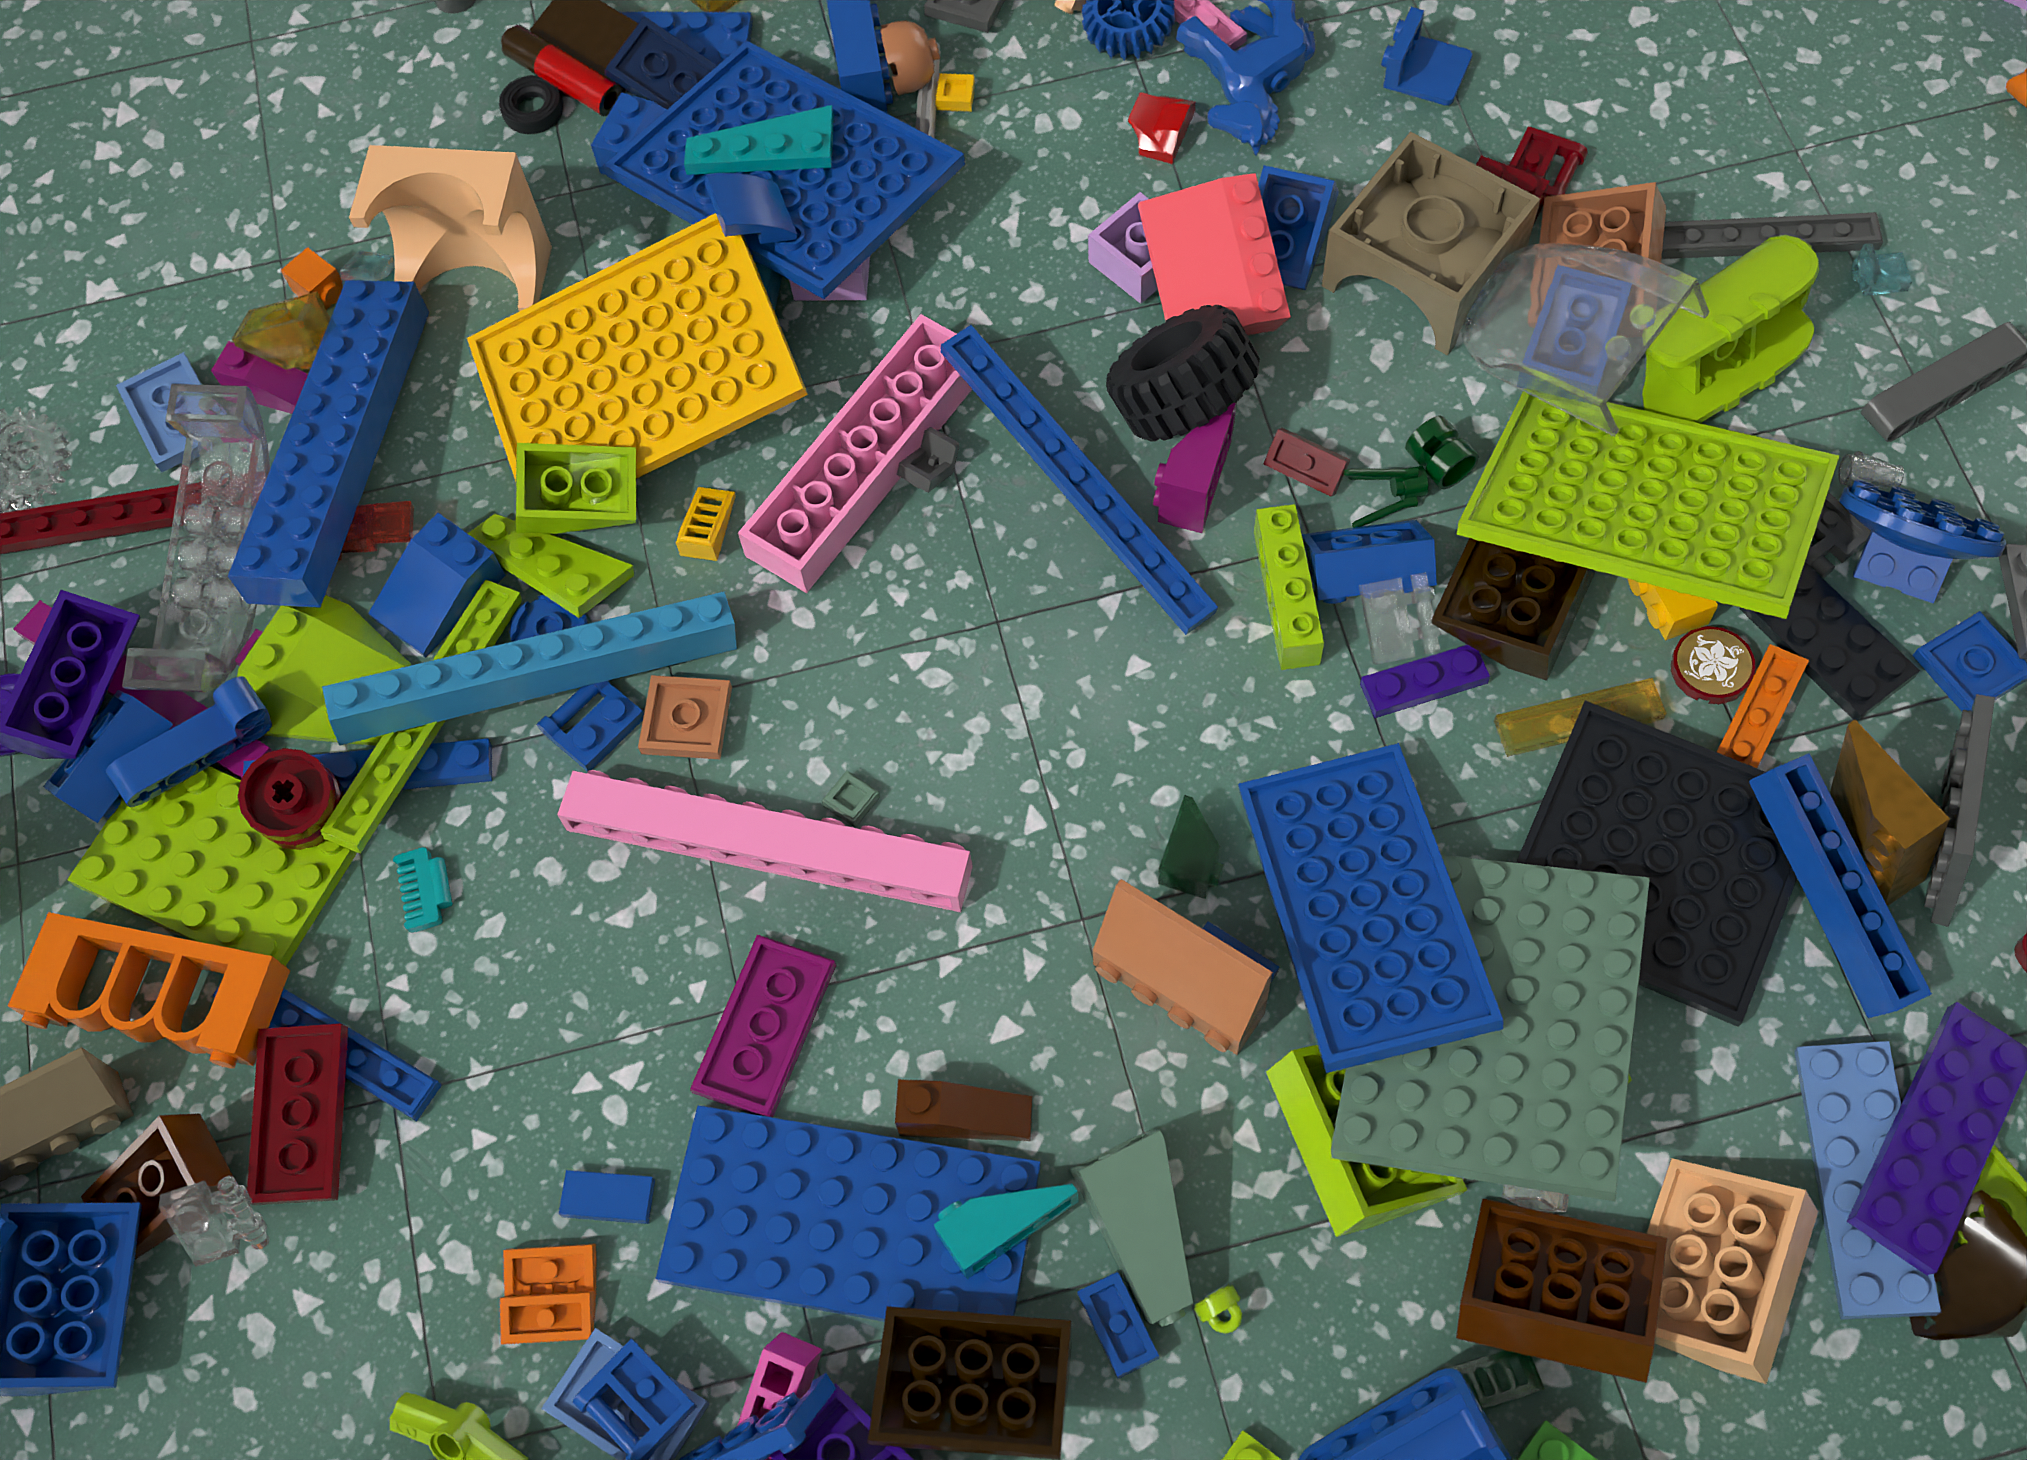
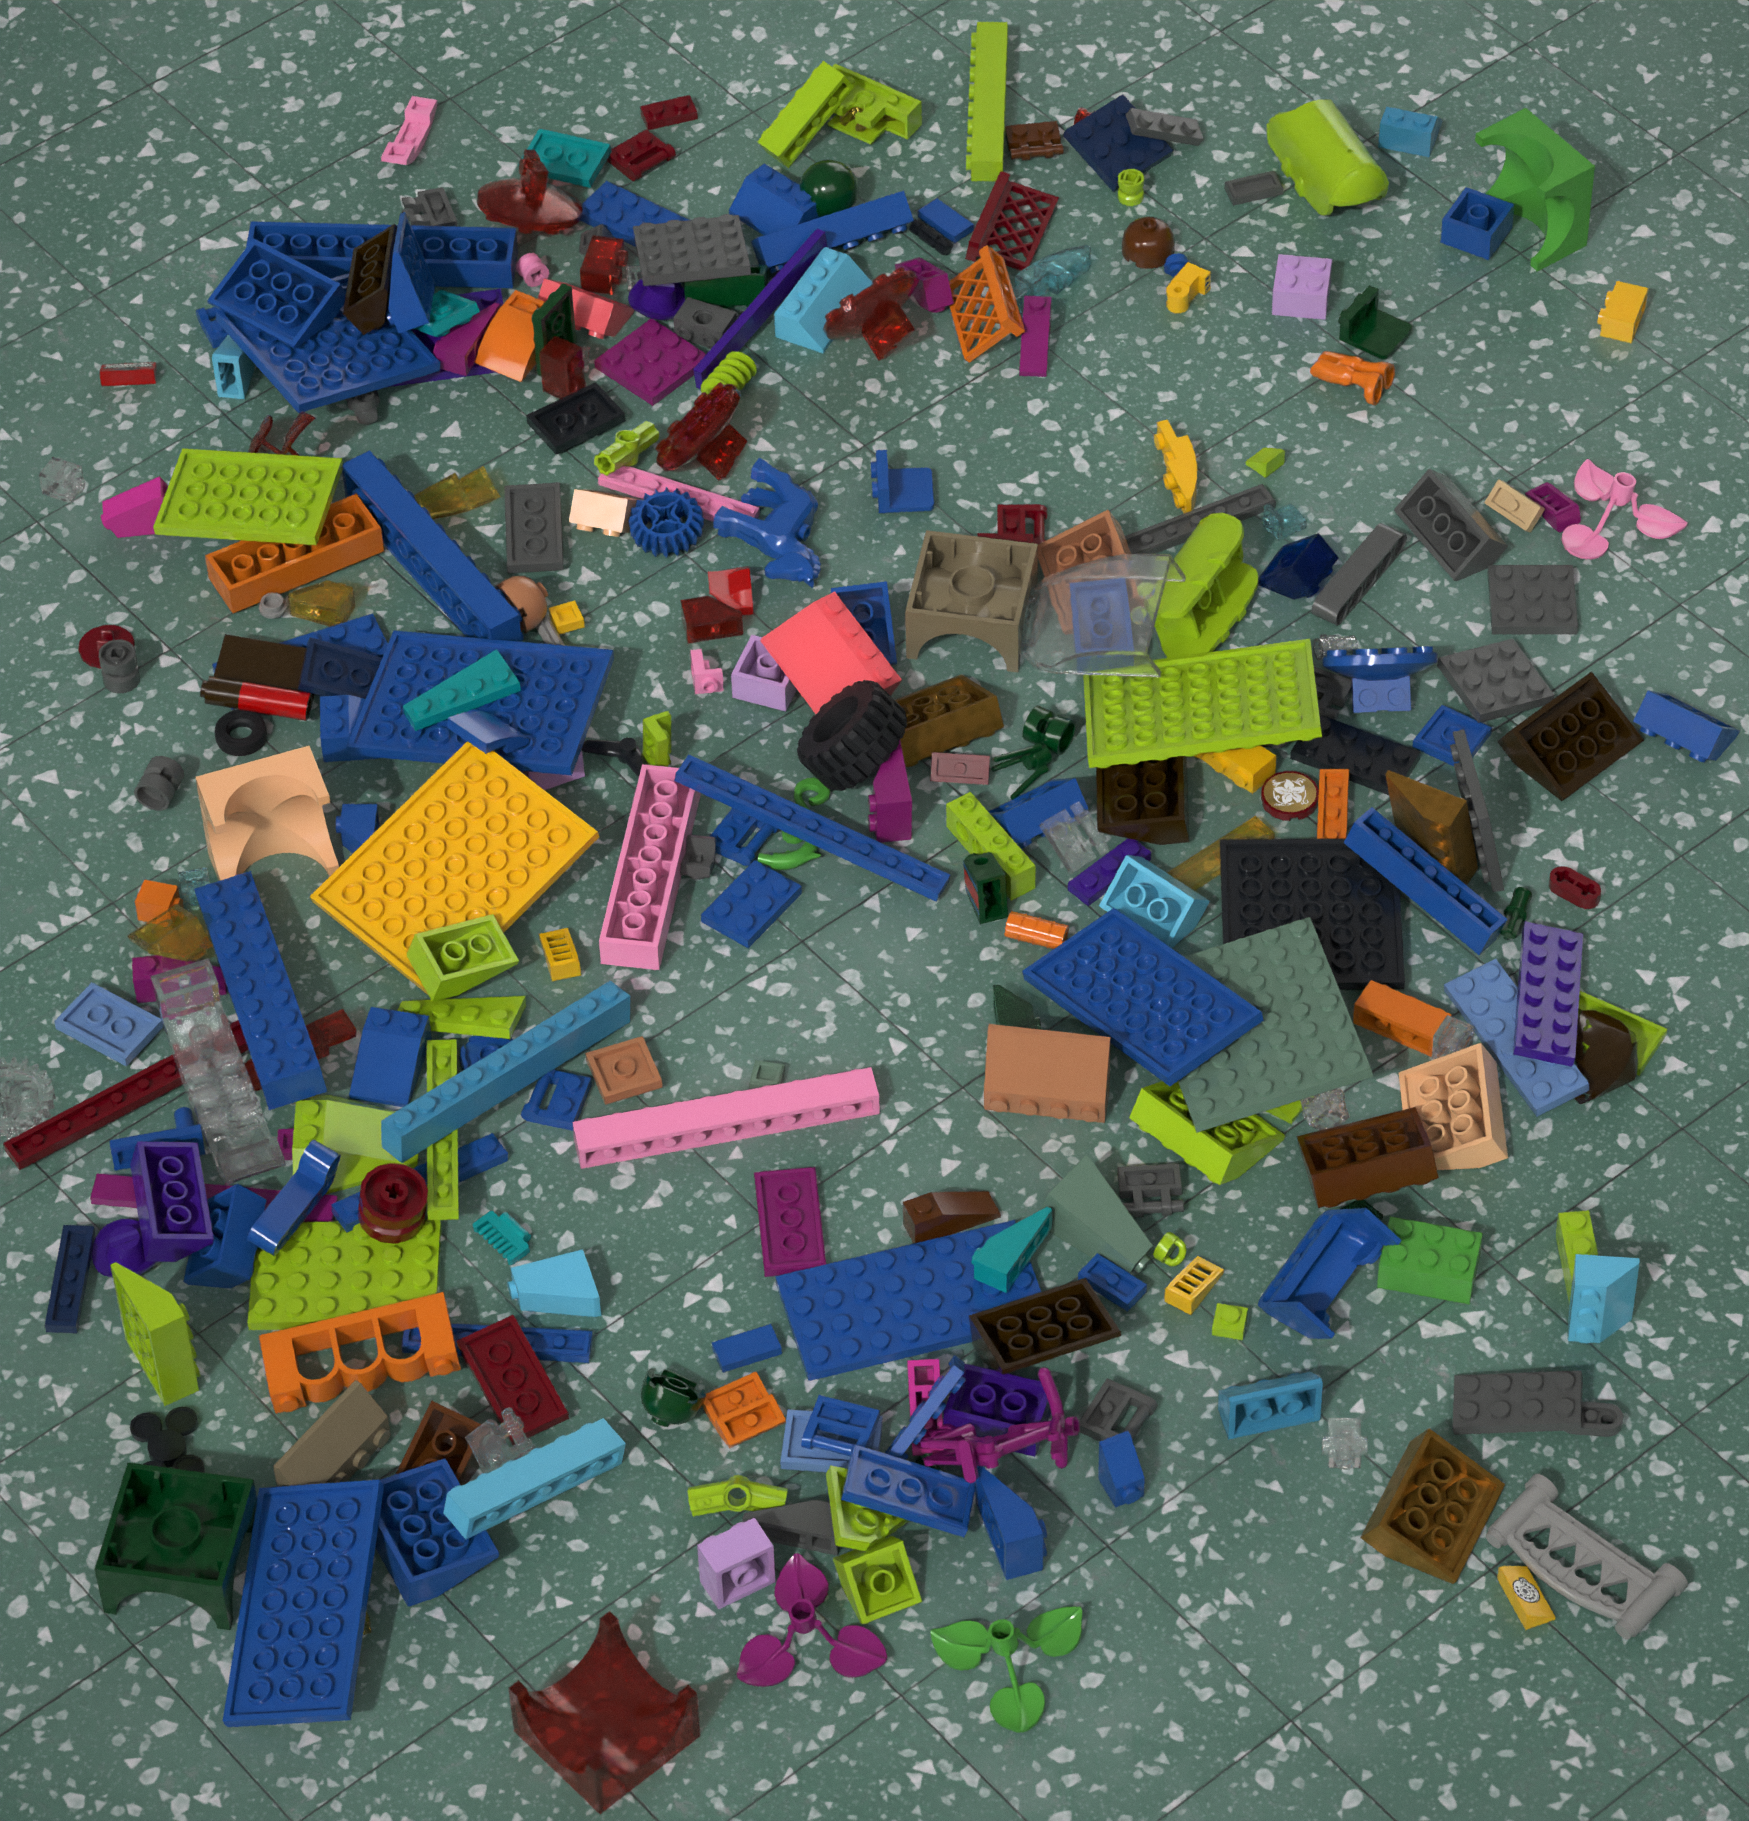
camera: 30 degrees left, 15 degrees down
(116, 592) = (123, 1148): none -> blue piece
(217, 1290) = (534, 1478): none -> medium azure brick
(407, 118) = (159, 783): none -> dark grey wheel
(434, 995) = (556, 1286): none -> medium azure slope
(461, 1237) = (670, 1397): none -> dark green cylinder
(577, 261) = (357, 824): none -> blue slope
(928, 283) = (624, 750): none -> black piece
(962, 289) = (657, 739): none -> lime bracket
(962, 546) = (751, 904): none -> blue plate
(988, 445) = (735, 831): none -> blue plate
(1049, 506) = (796, 858): none -> bright green plant
(1065, 220) = (705, 679): none -> bright pink bracket
(1111, 153) = (709, 619): none -> clear red slope
(1195, 1396) = (1189, 1302): none -> yellow slope
(1248, 1185) = (1151, 1181): none -> dark grey plate
(1250, 629) = (981, 875): none -> dark green torso
(1285, 731) = (1035, 930): none -> orange axle
(1316, 385) = (947, 717): none -> pearl gold slope
(1457, 753) = (1154, 900): none -> medium azure slope
(1714, 1078) = (1398, 1016): none -> orange brick
(1768, 1152) = (1452, 1037): none -> clear brick
(1780, 154) = (1180, 465): none -> yellow slope
(1872, 345) = (1299, 567): none -> clear blue slope
(1896, 183) = (1266, 461): none -> lime slope
(1950, 973) = (1516, 912): none -> dark green axle

